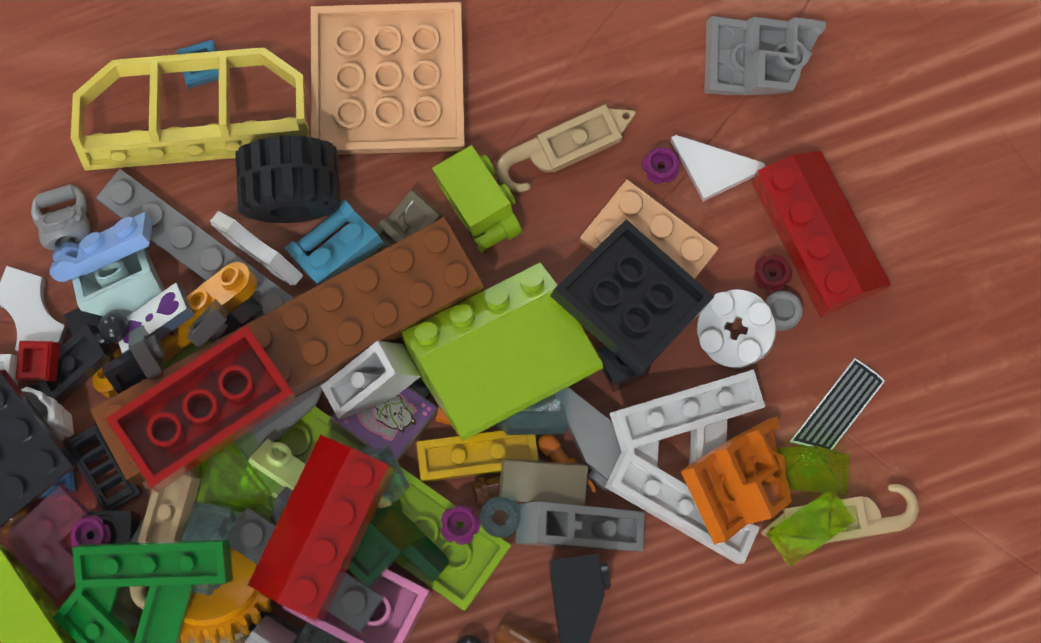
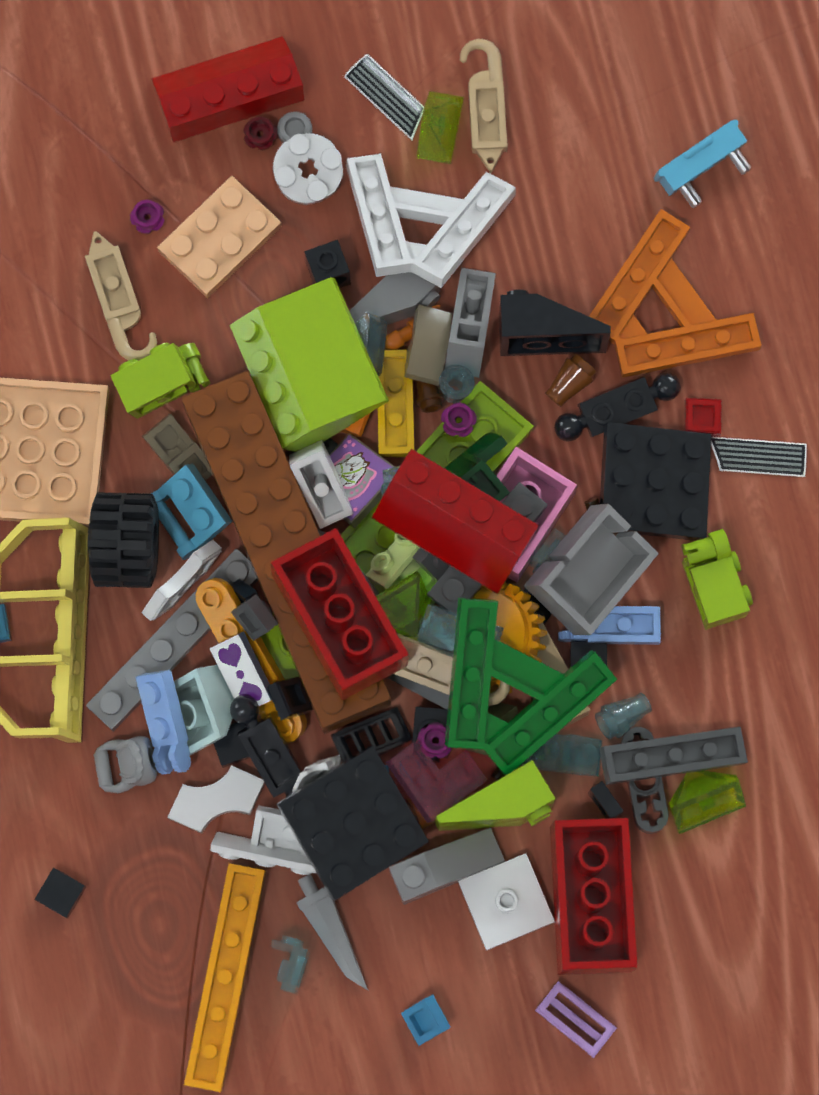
camera: 85 degrees left, 0 degrees up
(37, 361) = (265, 787): red tile -> none
(147, 351) = (274, 670): dark grey plate -> none
(632, 297) = (273, 245): black plate -> none
(713, 168) = (155, 173): white tile -> none
(740, 482) = (446, 178): orange slope -> none
(757, 54) = (53, 120): light grey slope -> none
(810, 527) = (492, 126): clear neon green slope -> none

